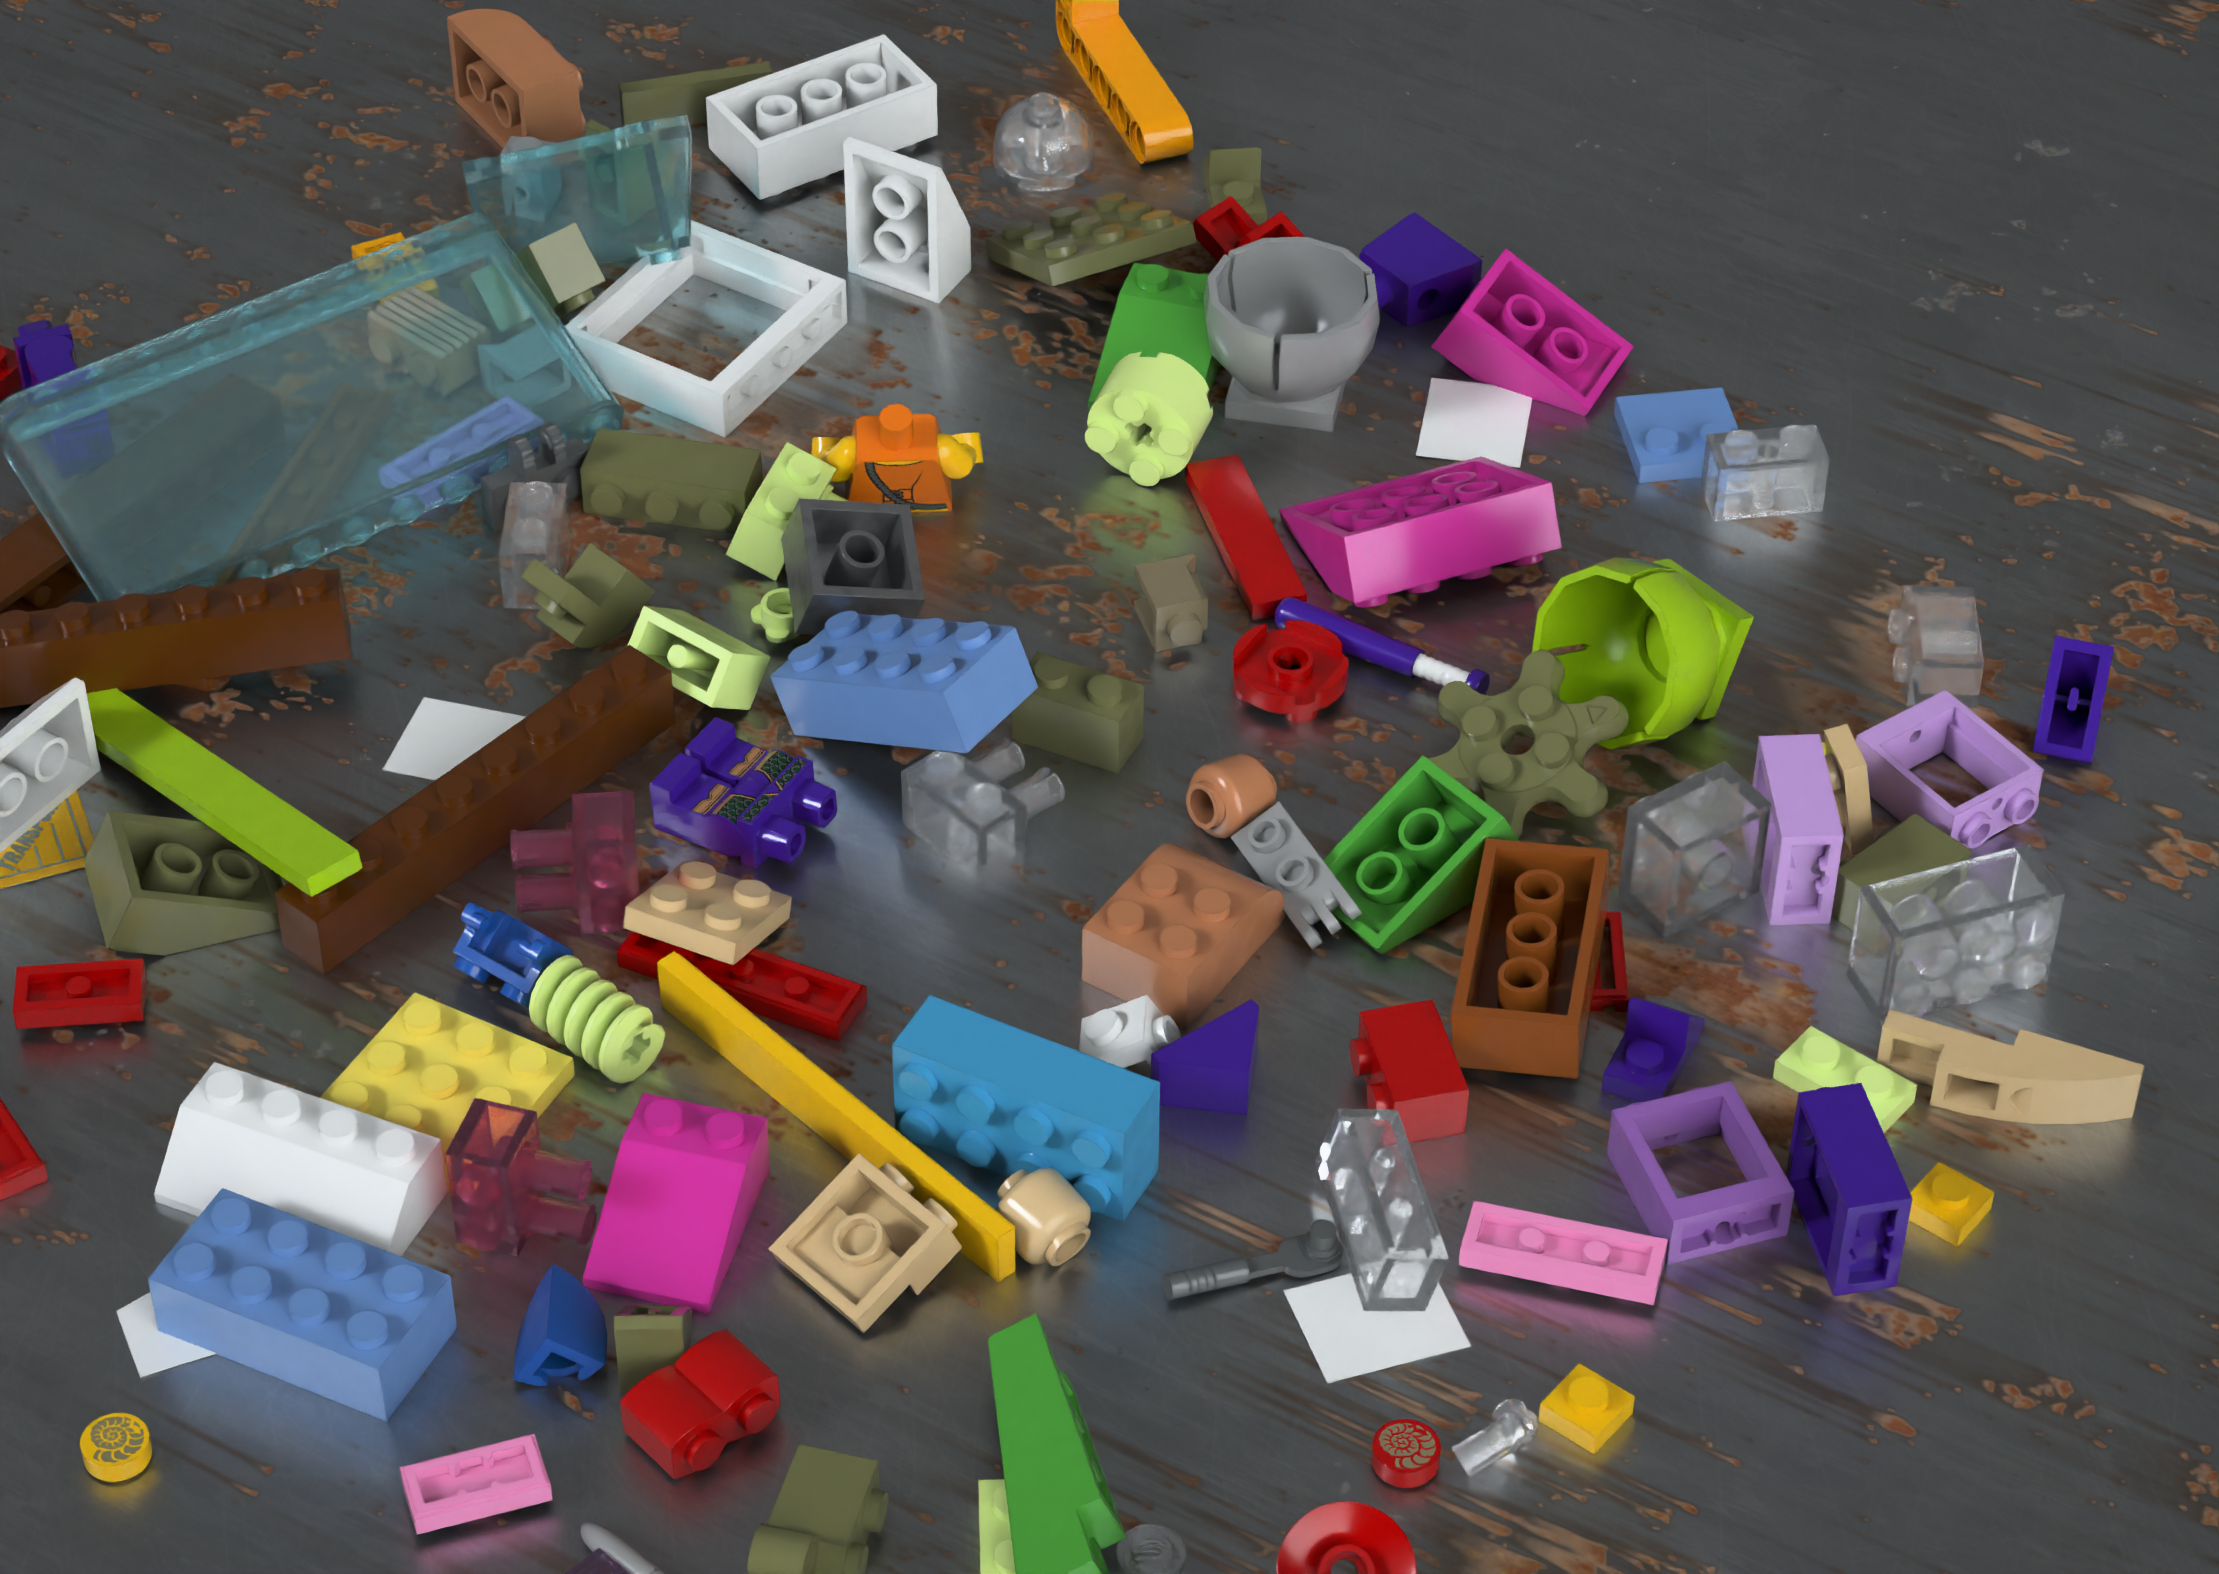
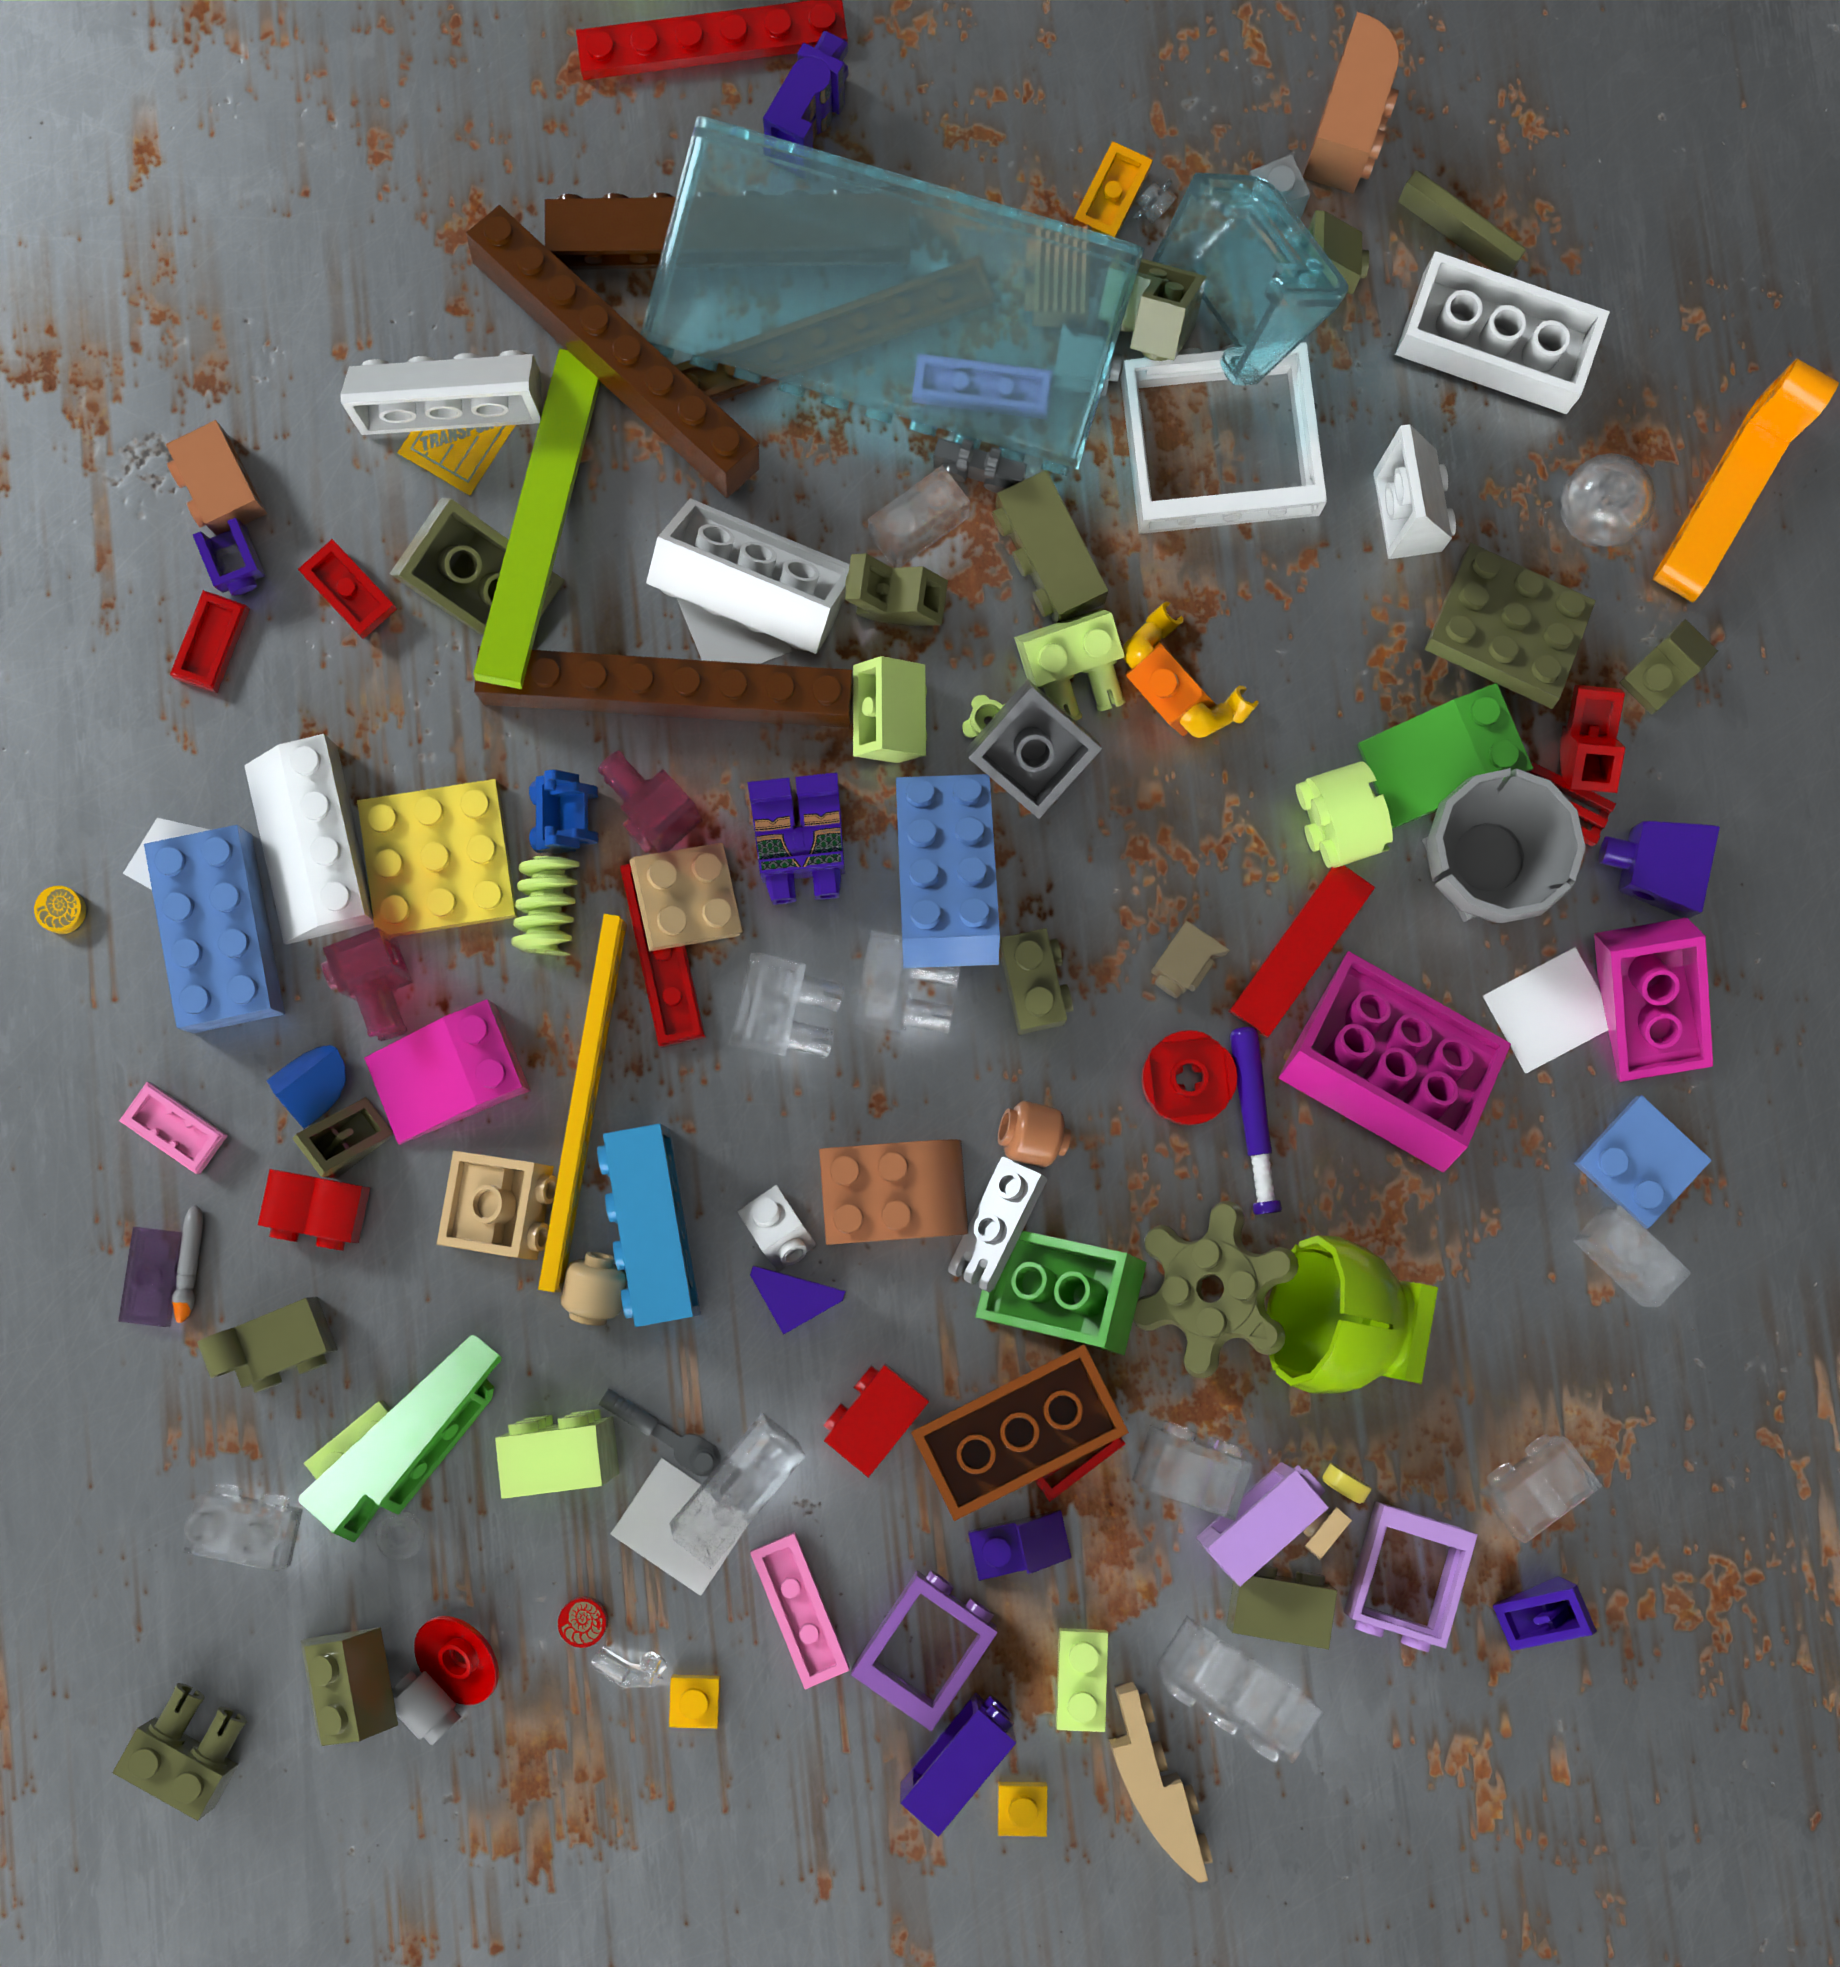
camera: 50 degrees right, 40 degrees up
(448, 690) = (749, 575): none -> white slope
(899, 899) = (769, 1006): none -> clear brick
(1199, 1297) = (557, 1456): none -> yellowish green brick

